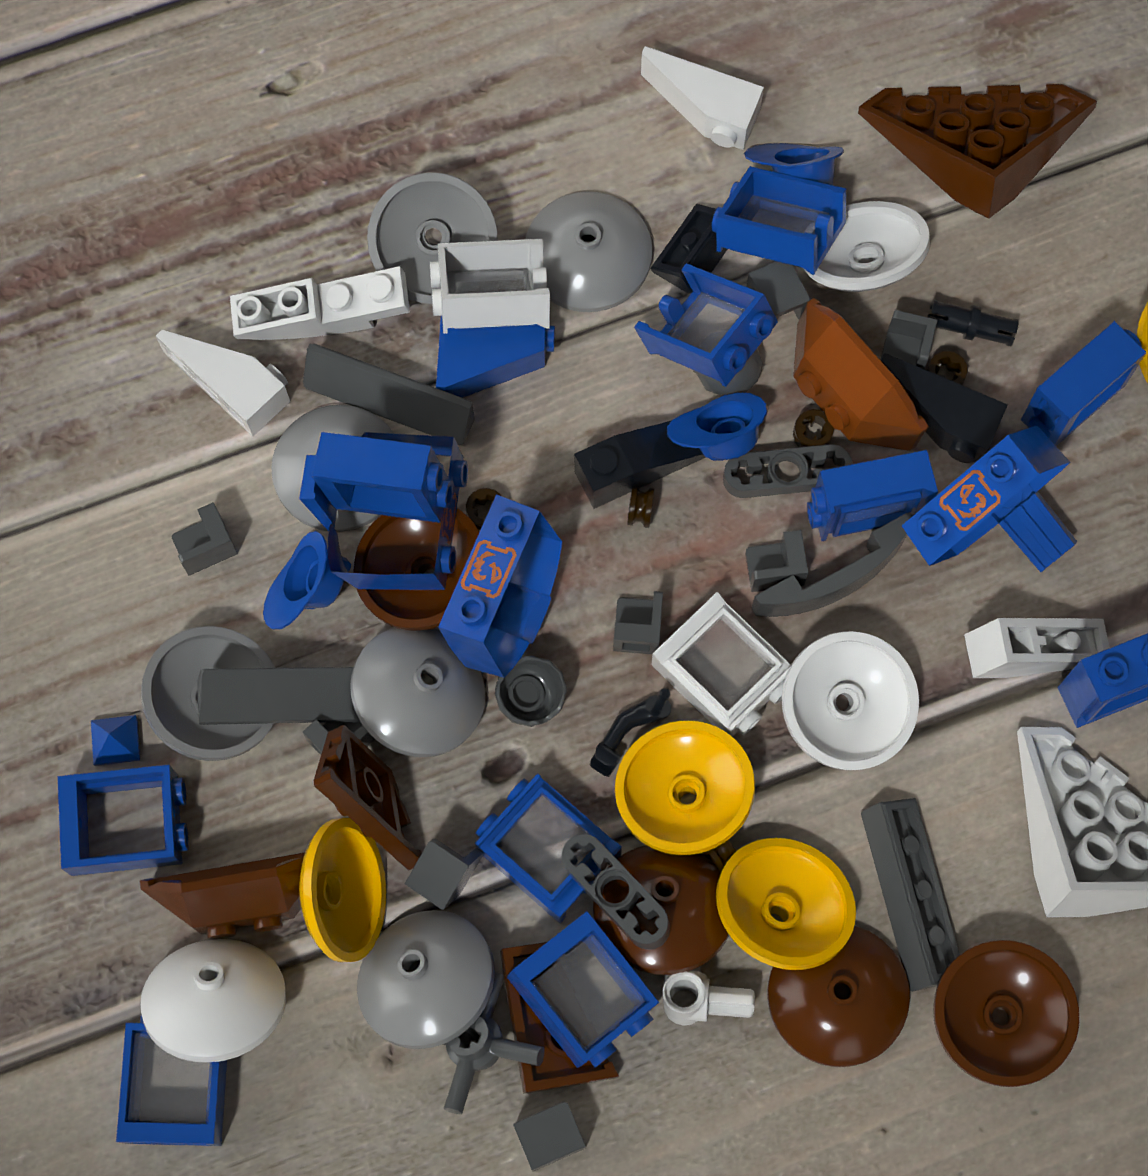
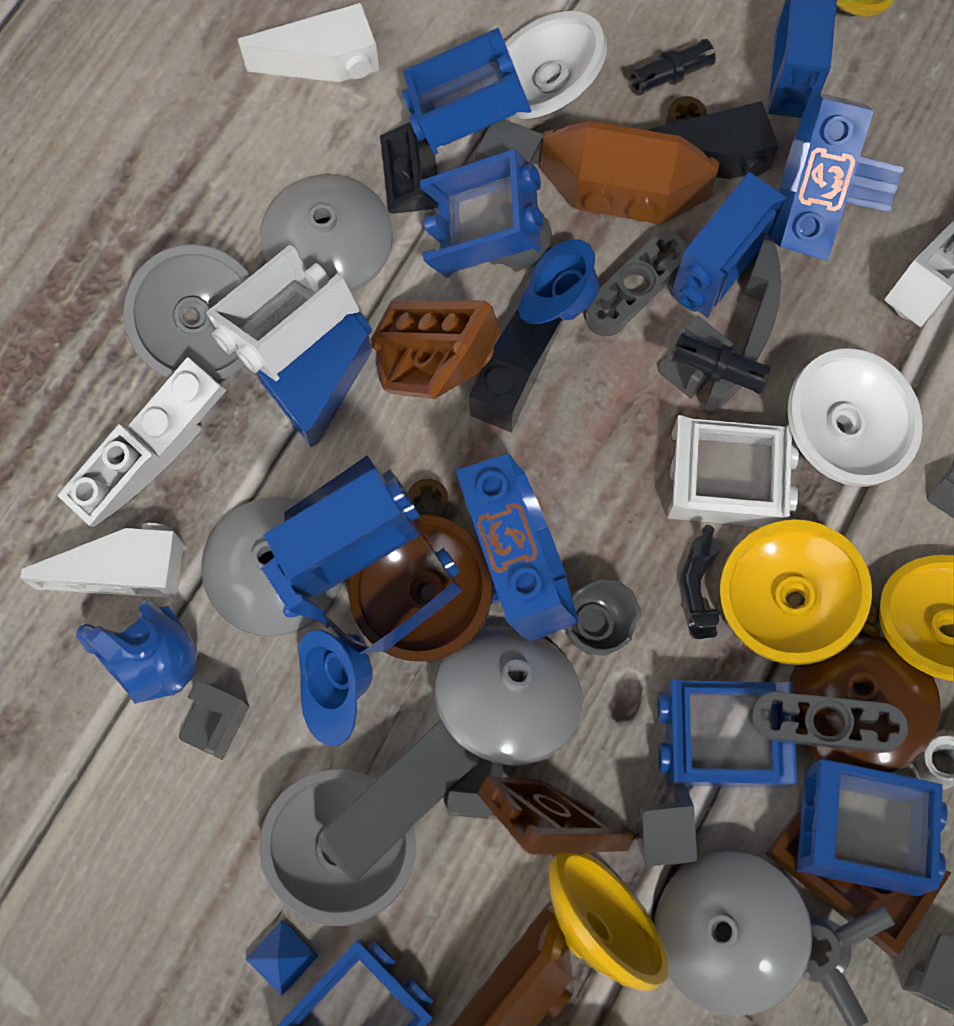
camera: 40 degrees left, 0 degrees up
(196, 460) = (149, 657): none -> blue helmet
(387, 394) = (262, 472): dark grey slope -> none
(579, 398) = (433, 345): none -> dark orange wedge
(638, 624) = (634, 492): dark grey panel -> none
(640, 506) = (551, 399): dark brown bush -> none
(779, 577) = (720, 363): none -> black pin
(797, 160) = (444, 36): blue piece -> none
(812, 416) = (616, 243): dark brown bush -> none
(909, 338) = (642, 106): dark grey panel -> none

